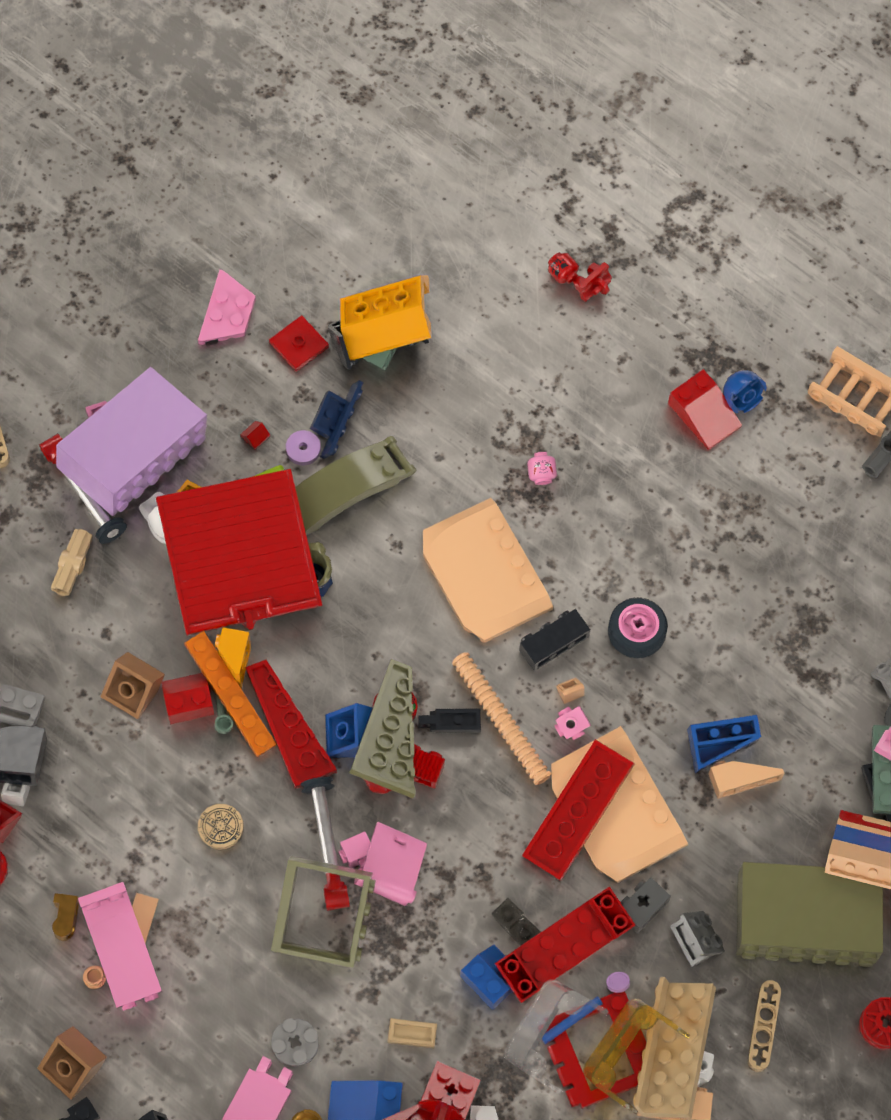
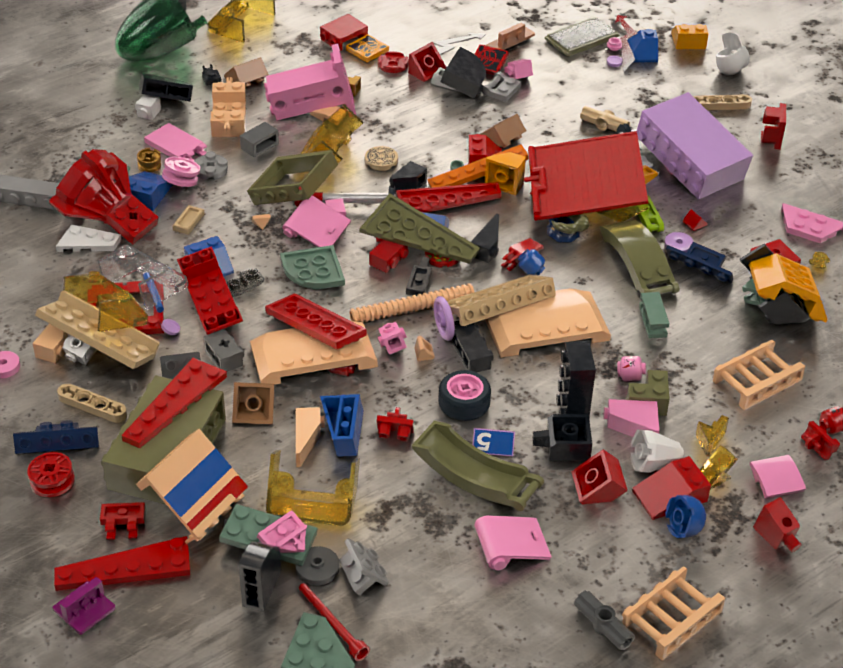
camera: 105 degrees right, 25 degrees down
(52, 353) = (777, 117): none -> red panel
(143, 1062) = (228, 109): none -> light nougat brick
(225, 908) = (334, 132): none -> clear yellow windscreen
(225, 993) = (259, 139): none -> dark grey brick
(260, 777) = (409, 177): none -> black slope
(295, 291) = (819, 260): none -> clear yellow plate
(332, 1068) = (181, 171): none -> bright pink wheel
(366, 656) = (488, 240): none -> black slope
(370, 616) = (517, 249): none -> red arm
(392, 938) = (261, 220): none -> light nougat slope
(396, 598) = (531, 262): none -> blue head
(446, 456) = (654, 315): none -> sand green piece
(467, 847) = (313, 267): none -> sand green plate
(475, 621) = (502, 298): none -> tan bracket
(516, 324) = (762, 388): none -> light nougat fence
(532, 670) = (444, 318): none -> lavender plate
(578, 439) = (654, 389): none -> olive brick
(616, 455) = (631, 415): none -> bright pink slope
(619, 504) = (576, 379): none -> black brick
(622, 380) = (711, 435): none -> clear yellow slope
(653, 317) = (777, 476): none -> bright pink slope
(666, 370) = (718, 465): none -> clear yellow slope
(666, 430) = (653, 451): none -> white cone
(671, 525) = (566, 437): none -> black hinge
(687, 588) = (494, 441): none -> blue panel
(698, 689) = (395, 422): none -> red hips
(714, 477) = (599, 479): none -> red slope
(714, 846) = (253, 403): none -> medium nougat slope
(732, 303) = (778, 525): none -> red torso
(740, 593) = (473, 468): none -> olive windscreen
(764, 901) = (174, 399): none -> red wing
(818, 545) = (509, 539): none -> bright pink door
(826, 1043) = (56, 437): none -> dark blue bracket
(831, 741) = (311, 505): none -> clear yellow windscreen

